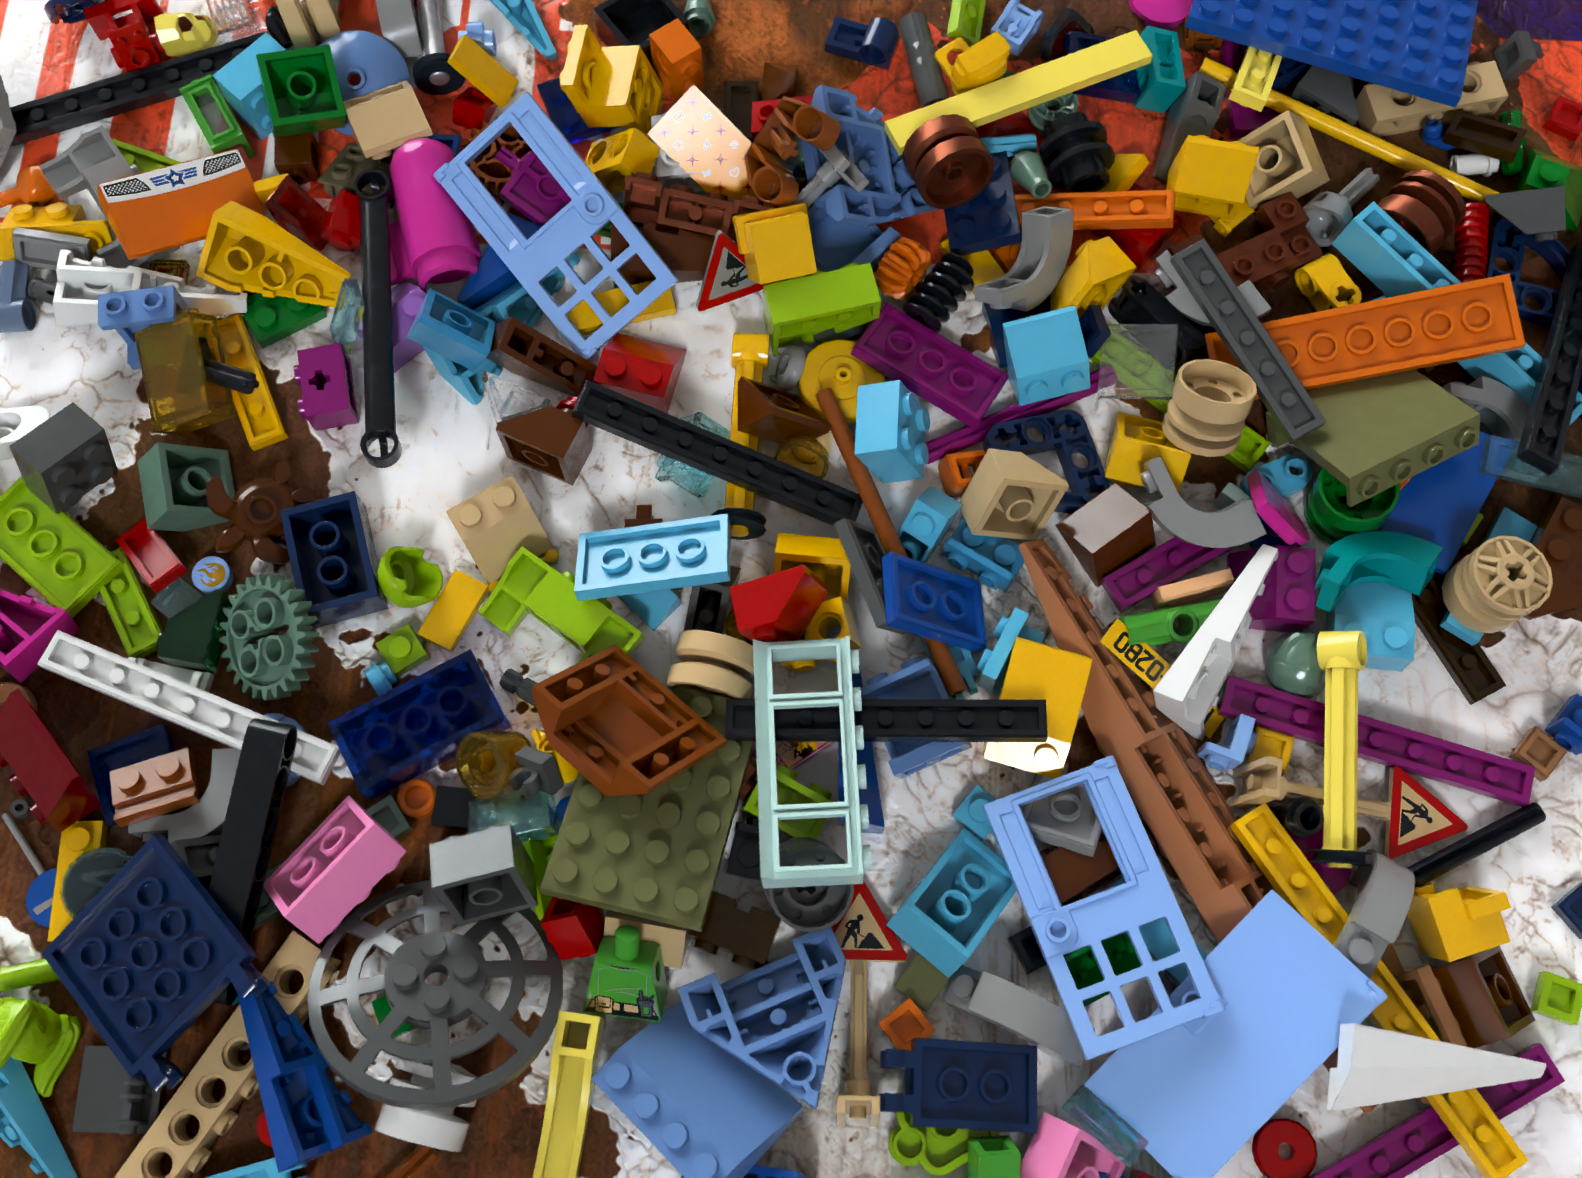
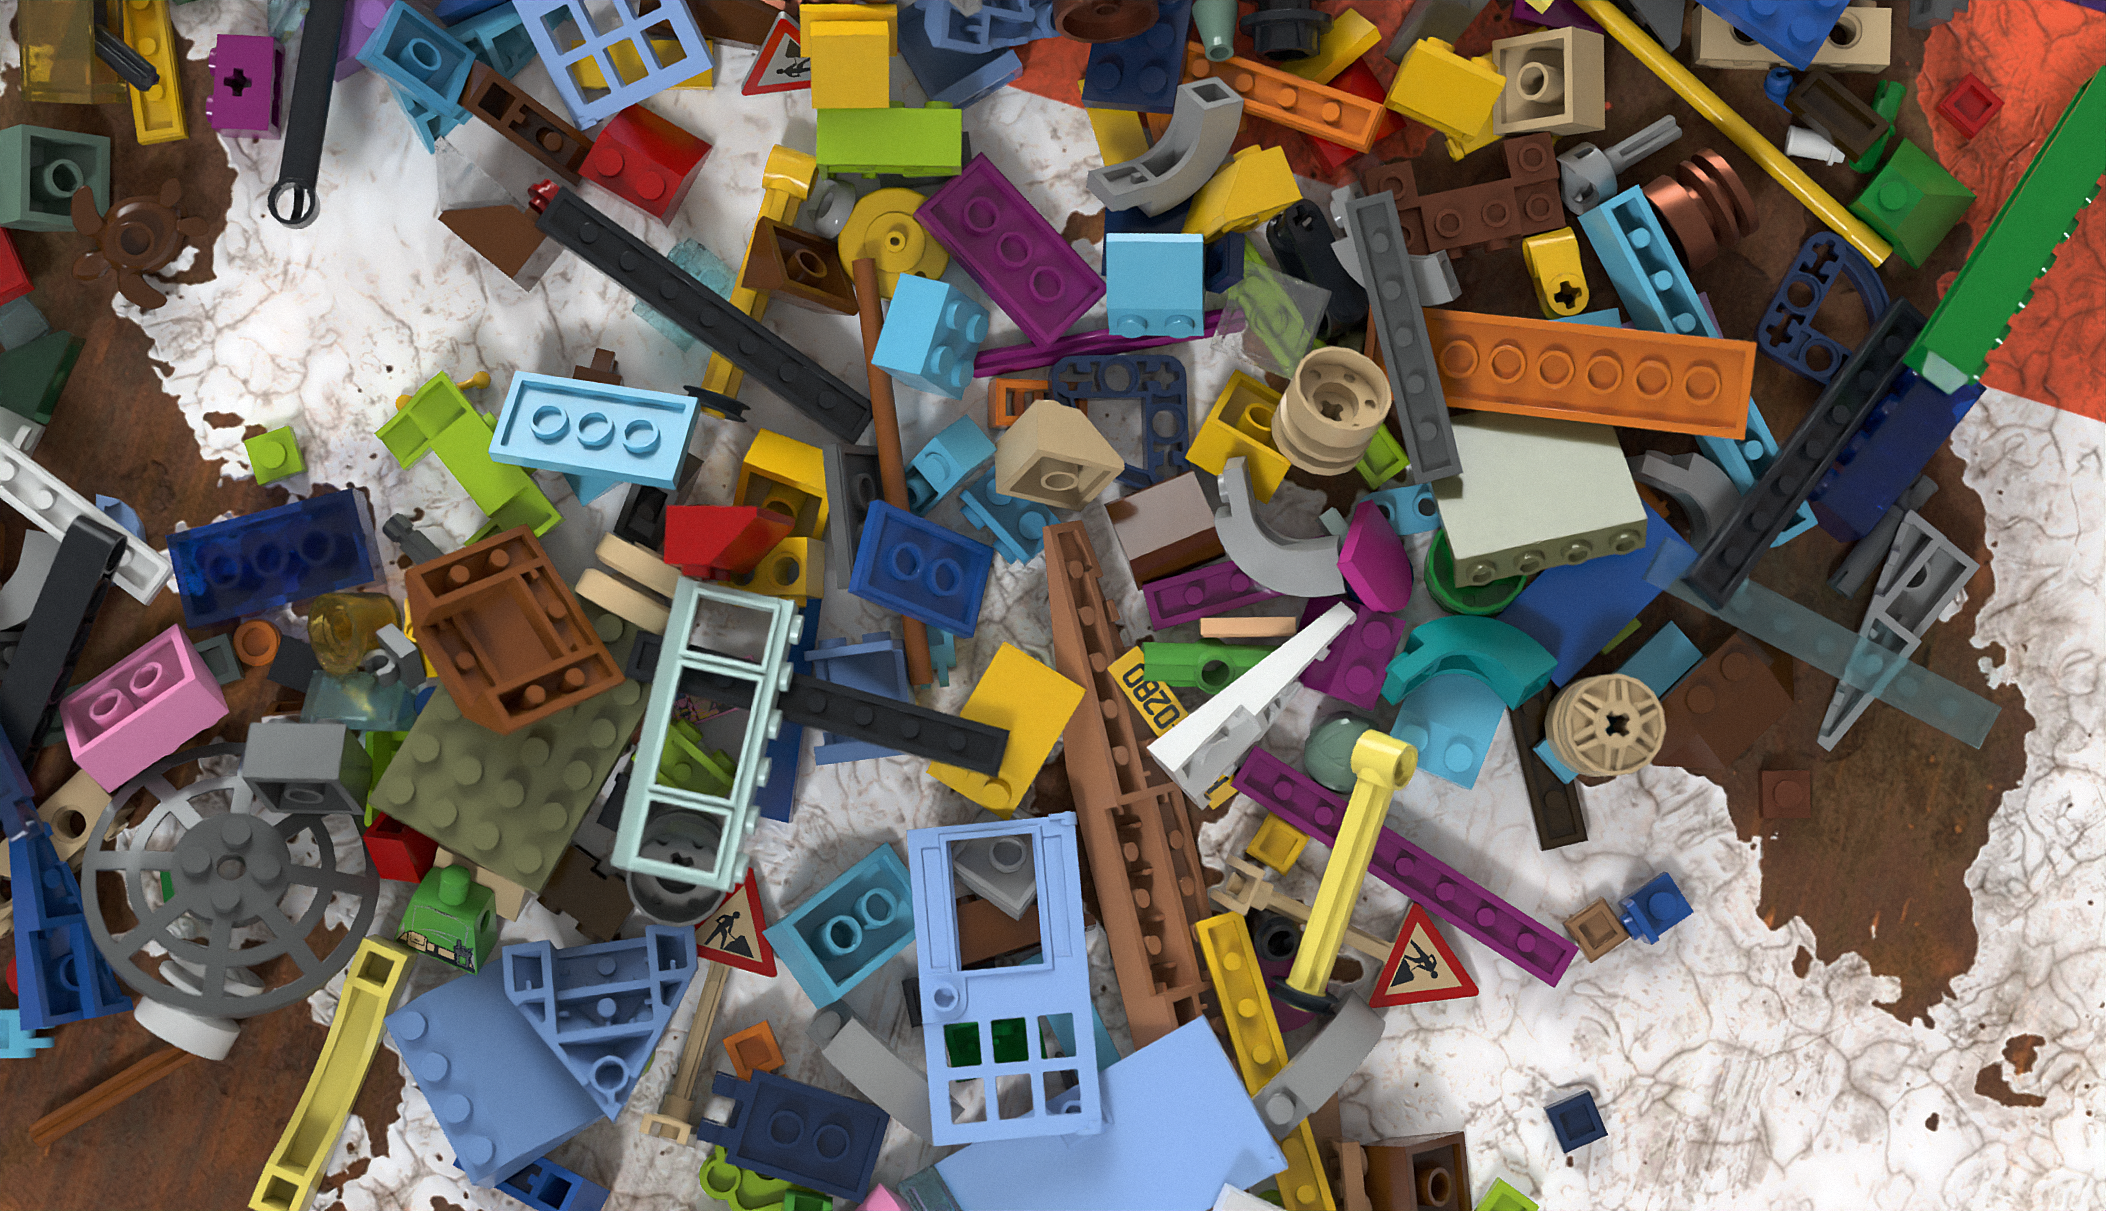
camera: 15 degrees right, 15 degrees up
(212, 574) = (64, 301): light blue tile -> none
(259, 613) = (116, 370): sand green gear -> none
(334, 558) = (212, 324): dark blue brick -> none
(380, 677) = (241, 485): medium azure plate -> none
(408, 578) = (299, 371): lime hair -> none
(453, 611) = (347, 421): yellow tile -> none
(496, 527) = (422, 333): tan slope -> none
(804, 454) = (817, 337): clear yellow hair -> none
(902, 268) = (1013, 111): orange gear -> none
(921, 982) = (786, 1005): olive tile -> none
(940, 291) = (1053, 155): black piece -> none
(972, 815) = (909, 816): medium azure plate -> none
(995, 662) = (1003, 625): medium azure bracket -> none
(1238, 742) = (1242, 826): light blue bracket -> none
(1457, 921) = (1414, 1098): yellow plate -> none
(1472, 243) = (1762, 267): red piece -> none
(1477, 843) = (1478, 1016): black axle -> none
(1532, 211) = (1848, 243): dark grey slope -> none

